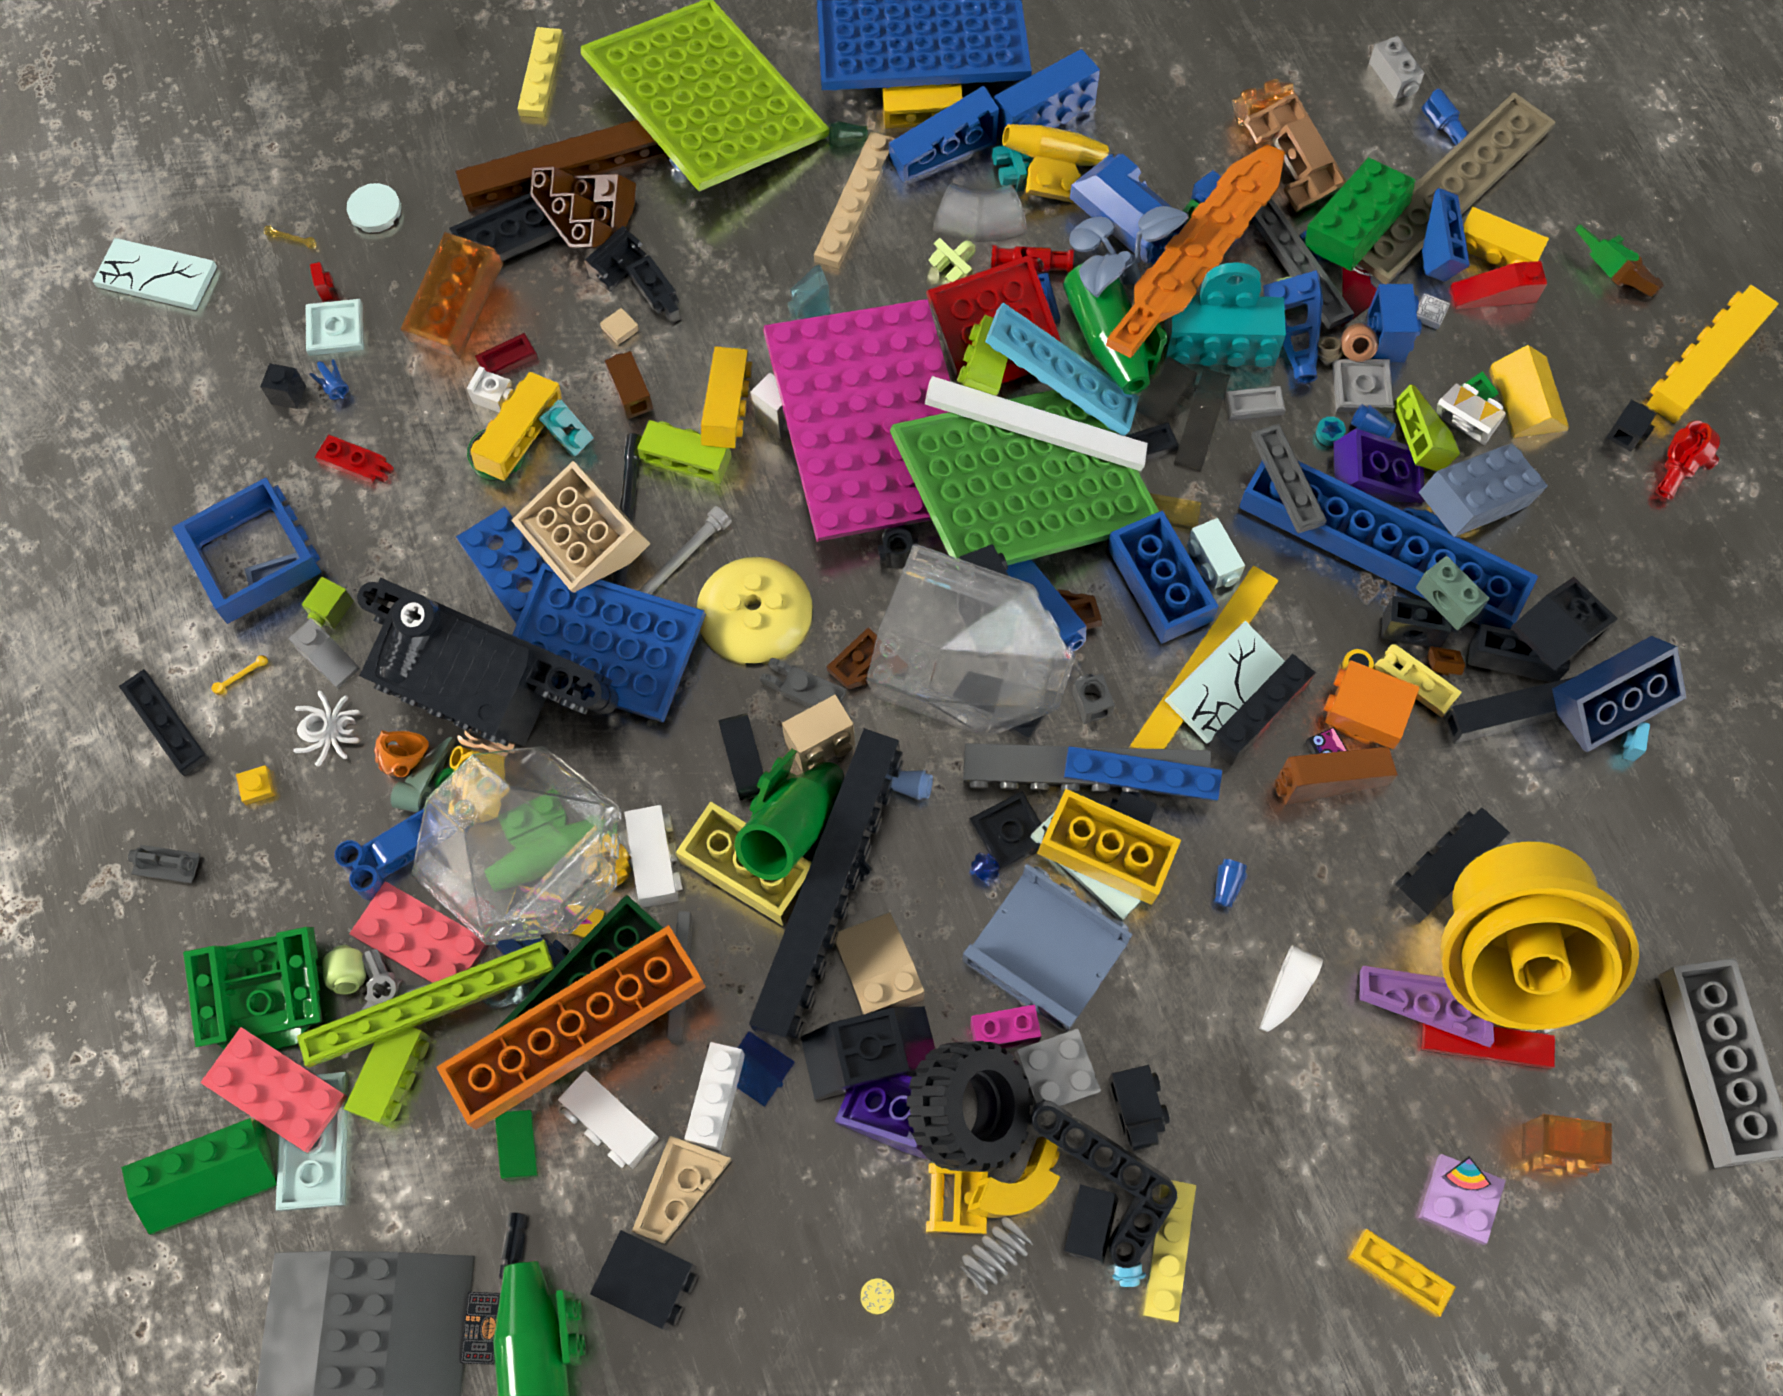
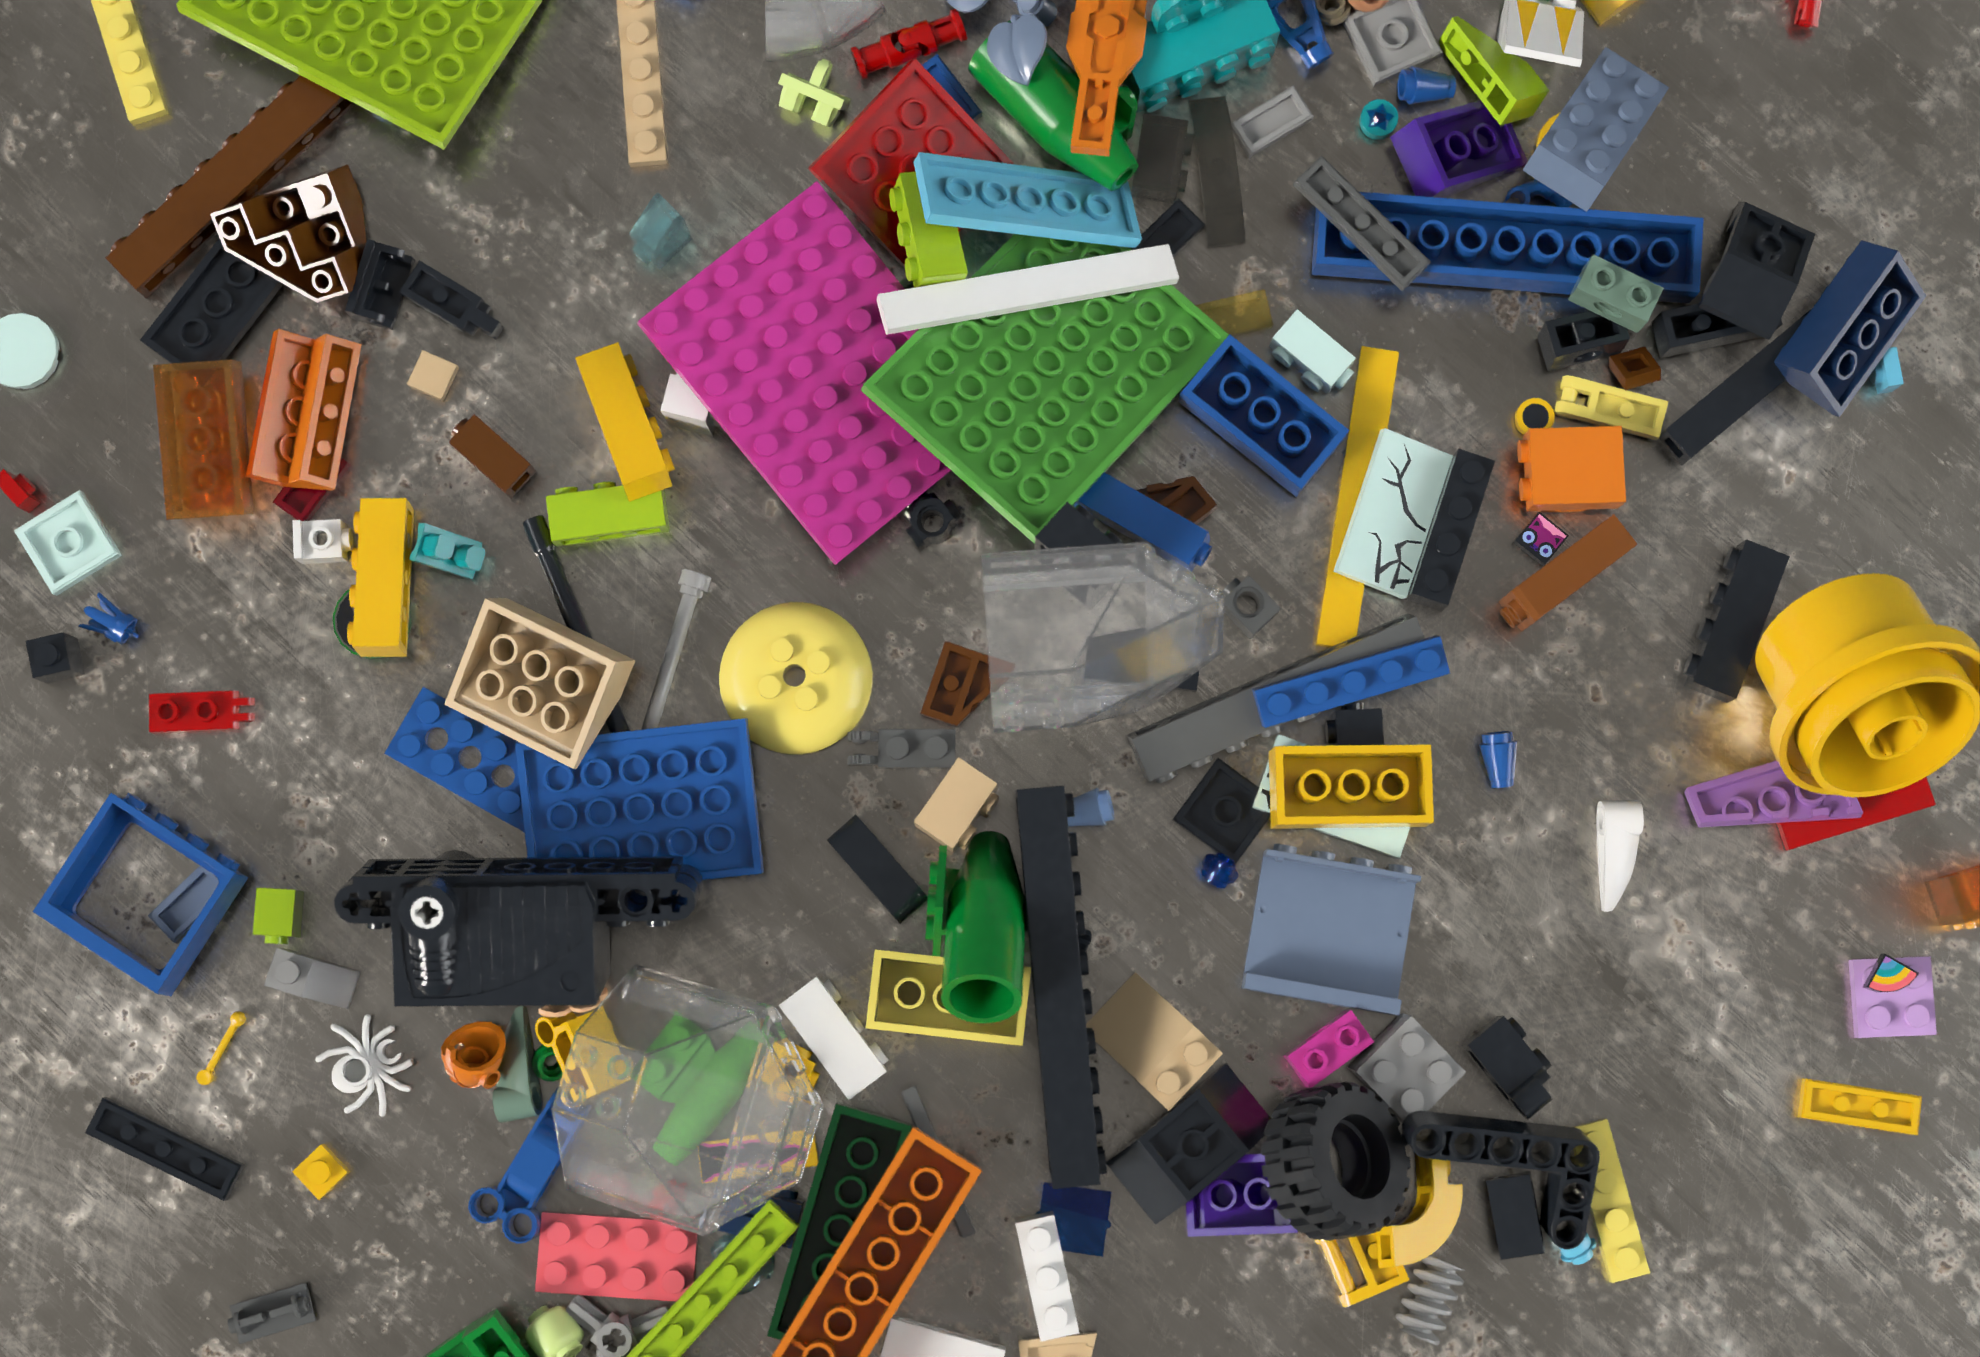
camera: 25 degrees left, 15 degrees up
(524, 309) = (303, 410): none -> orange slope

